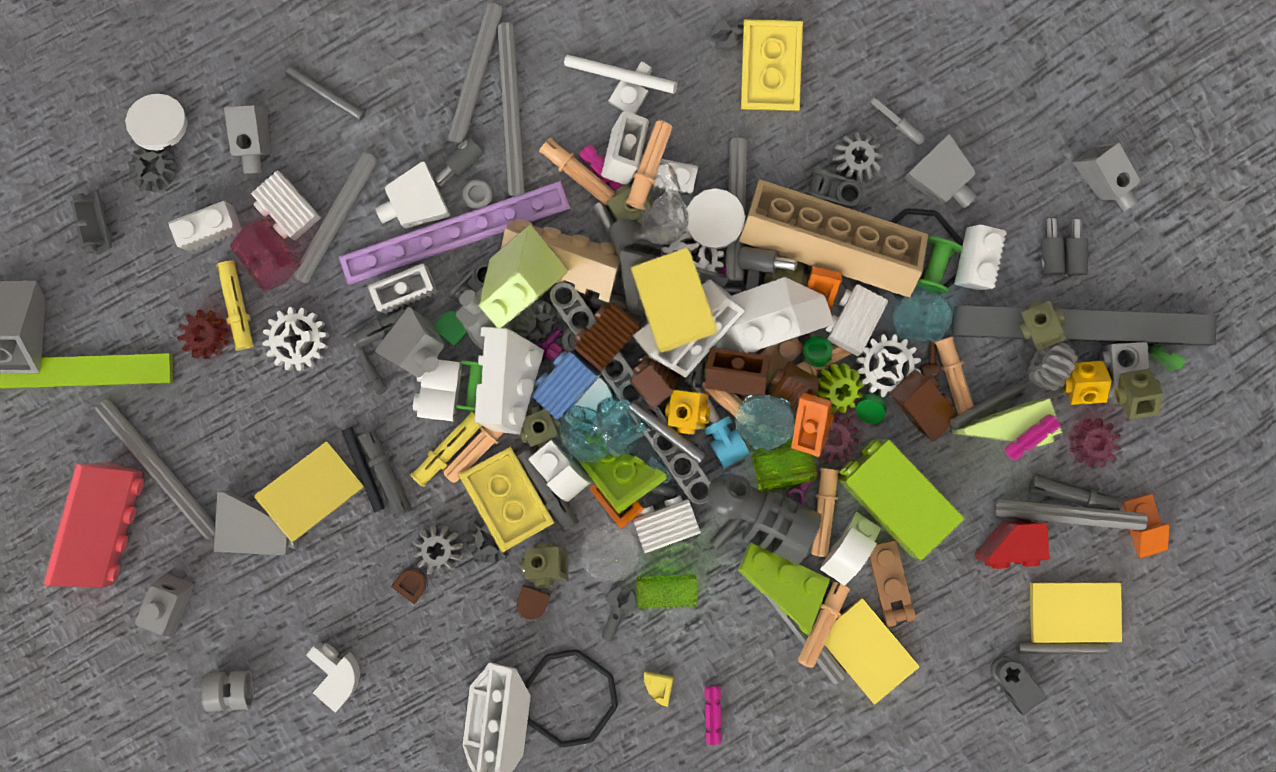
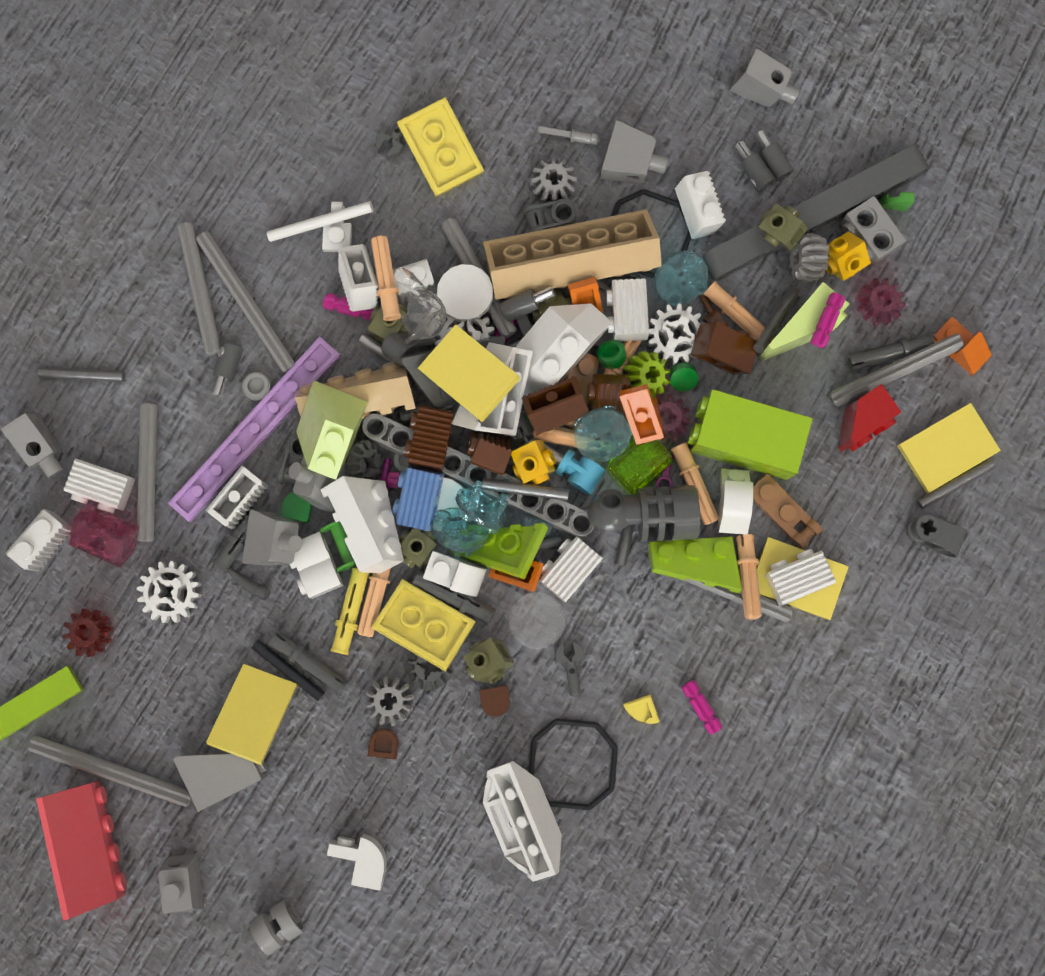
camera: 30 degrees left, 5 degrees down
(235, 305) = (109, 601): light yellow pin -> none
(413, 199) = (205, 419): white torso -> none
(576, 170) = (328, 320): light nougat axle -> none
(667, 591) = (603, 624): clear neon green brick -> none
(869, 653) = (800, 577): none -> white brick
(937, 264) = (666, 218): bright green piece -> none
(1139, 394) = (892, 238): olive brick -> none

